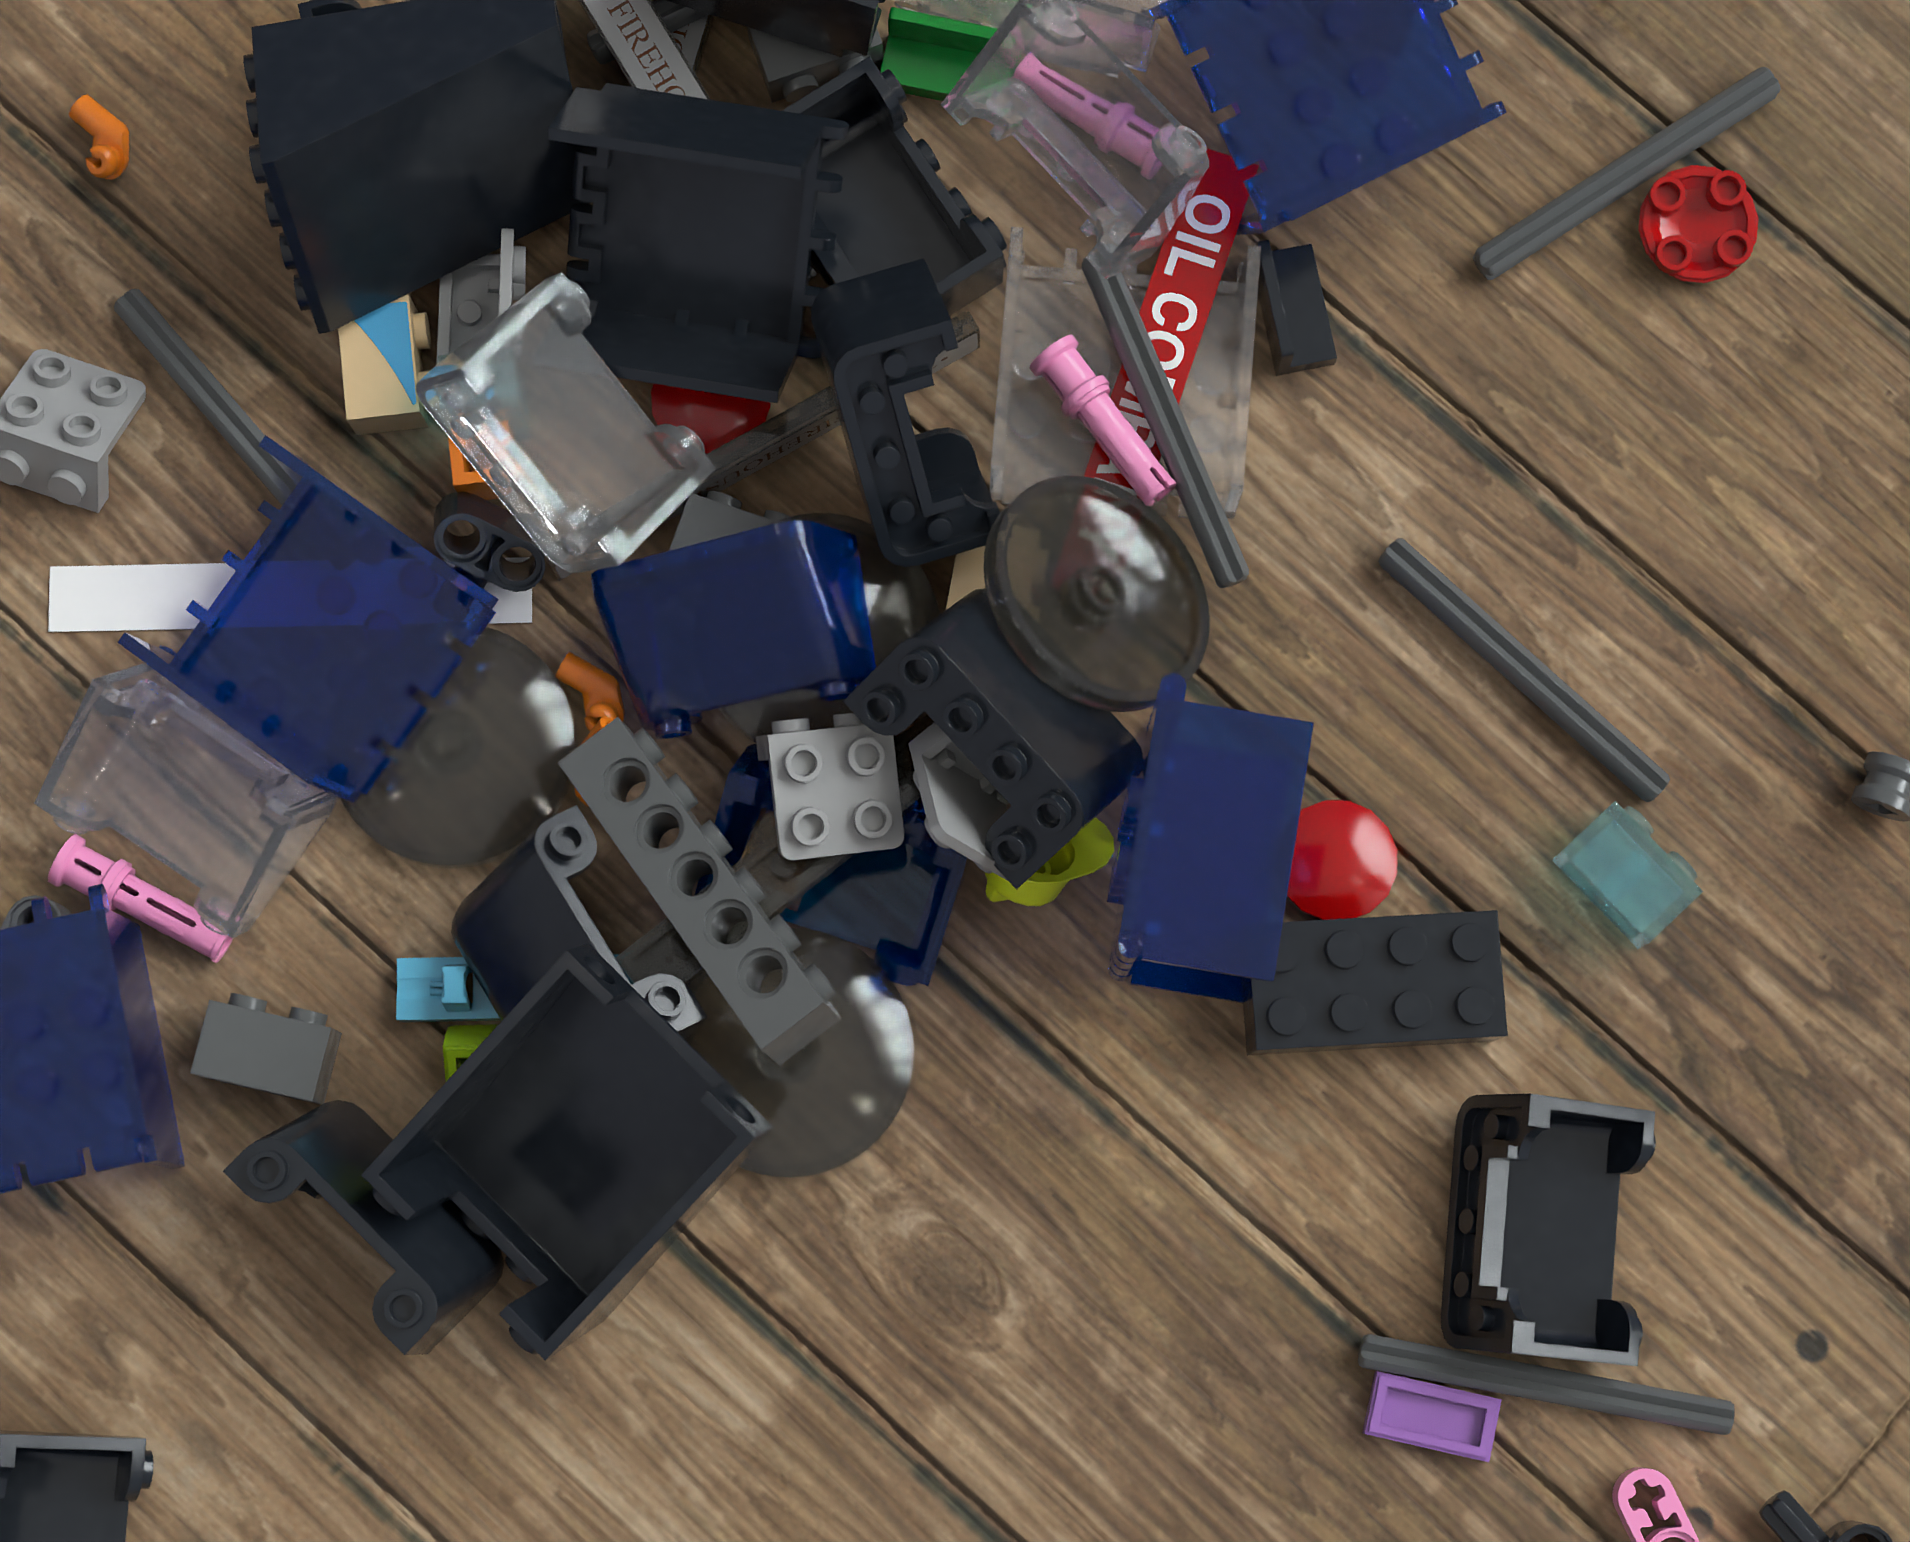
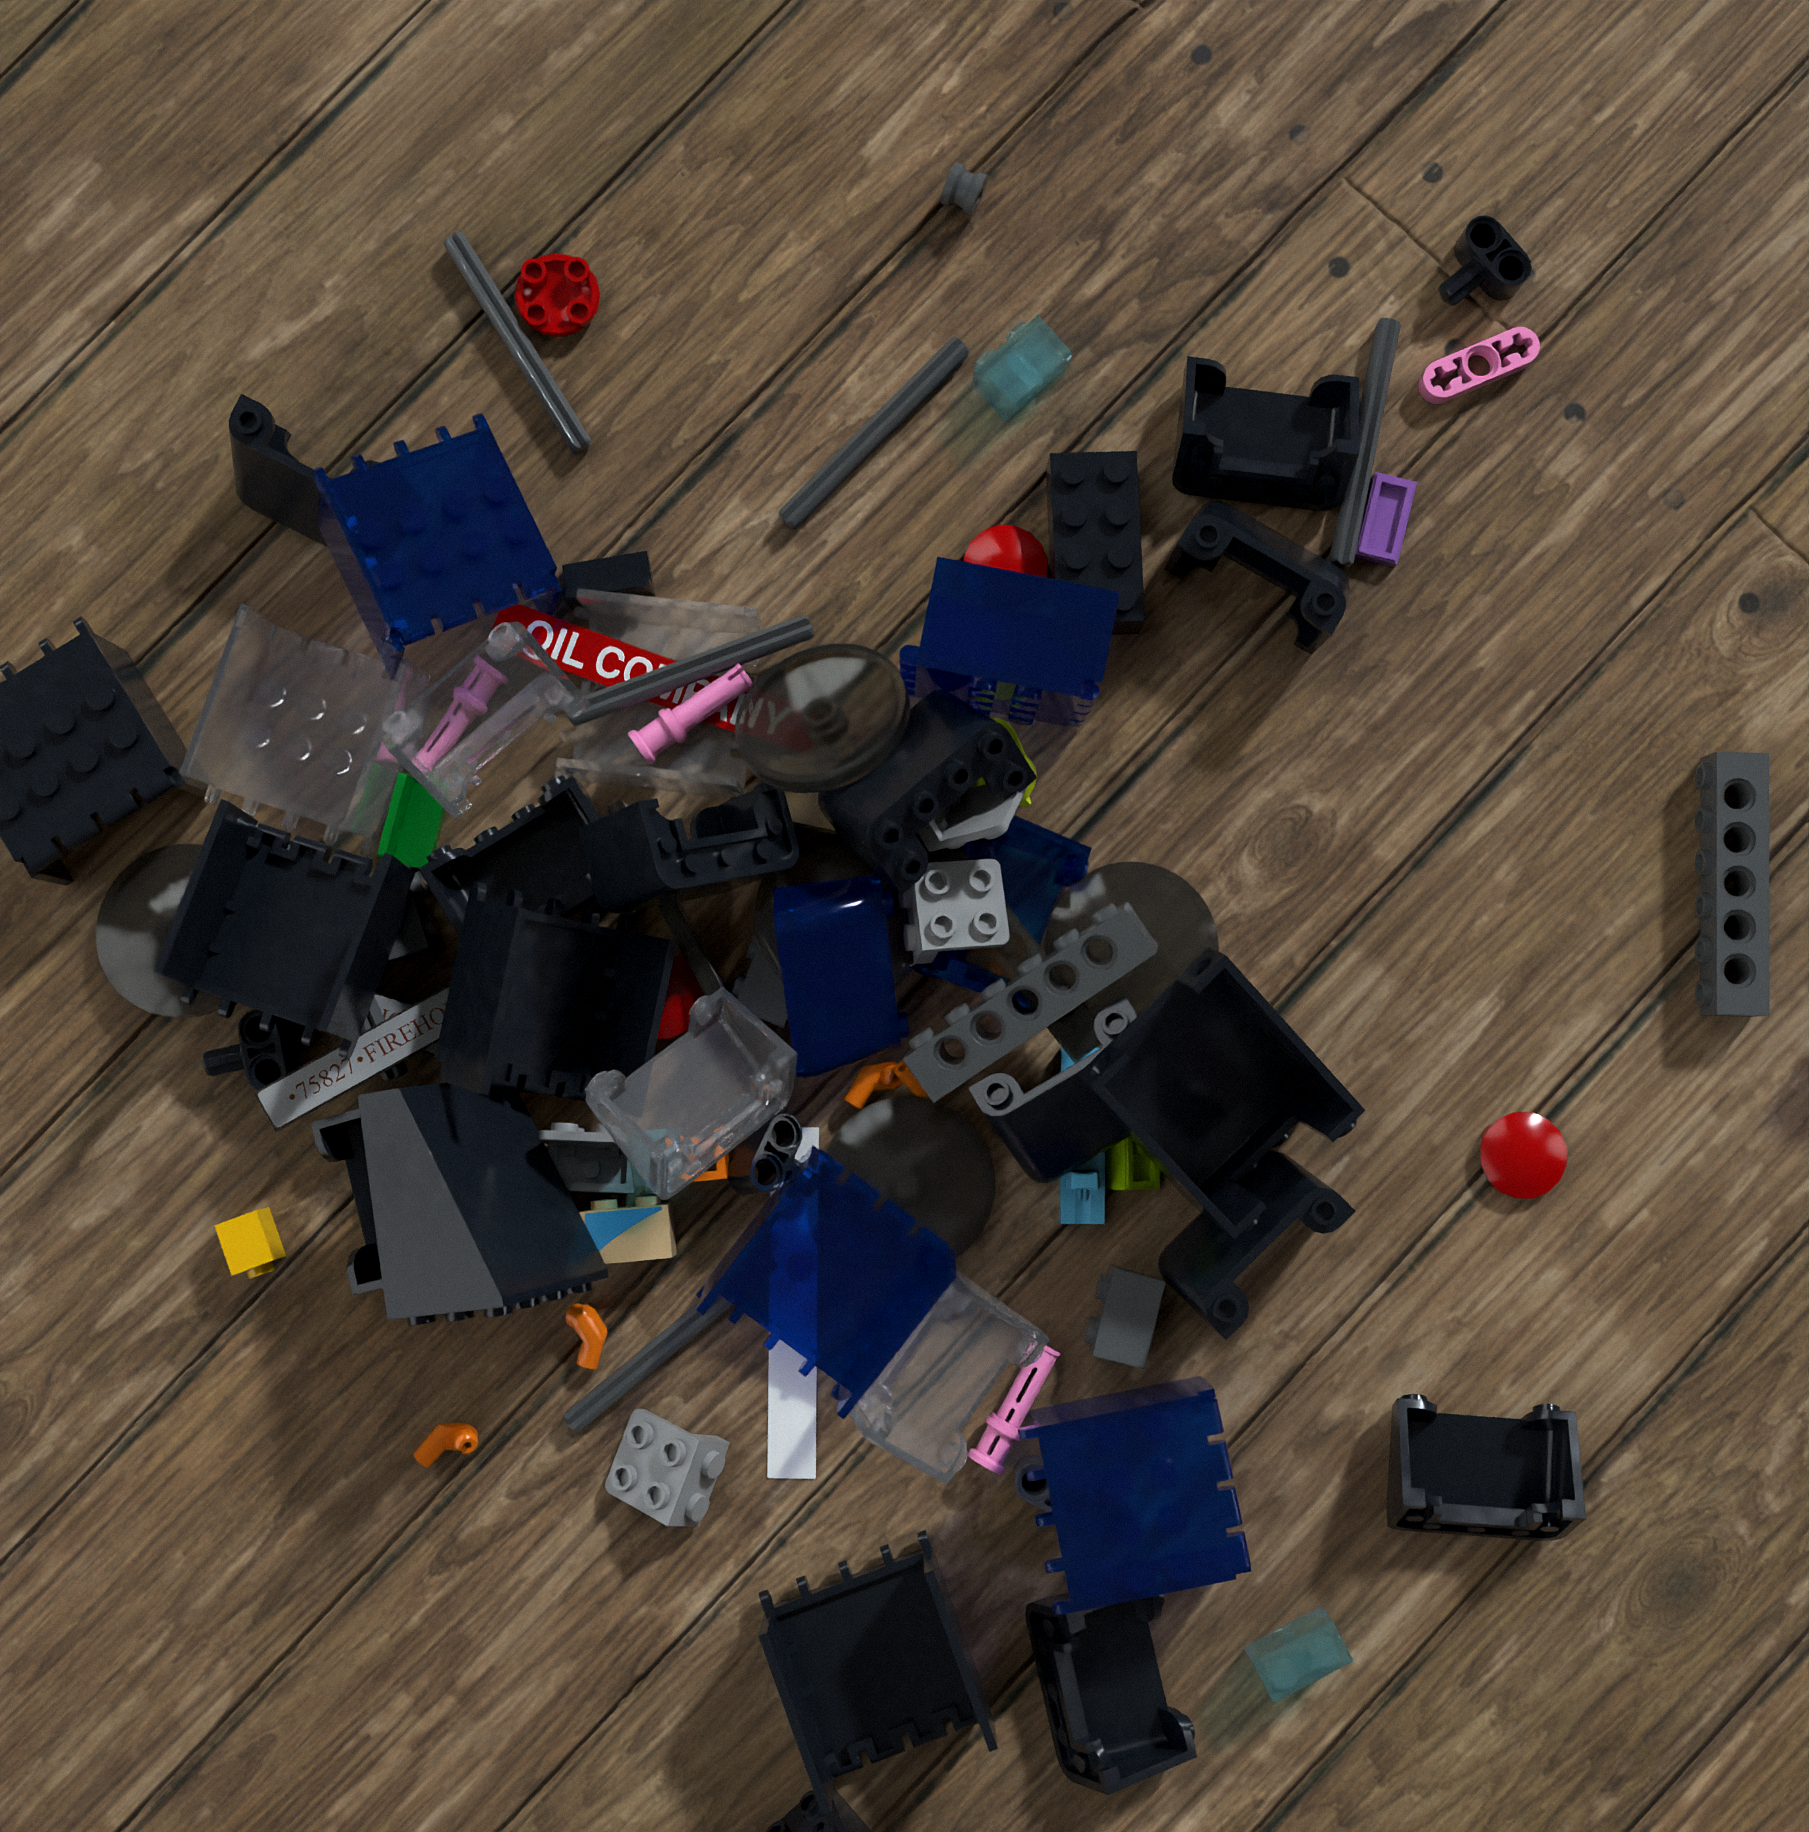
camera: 90 degrees left, 5 degrees up
(250, 321) = (591, 1332): none -> orange arm
(1405, 1172) = (1317, 584): none -> black windscreen

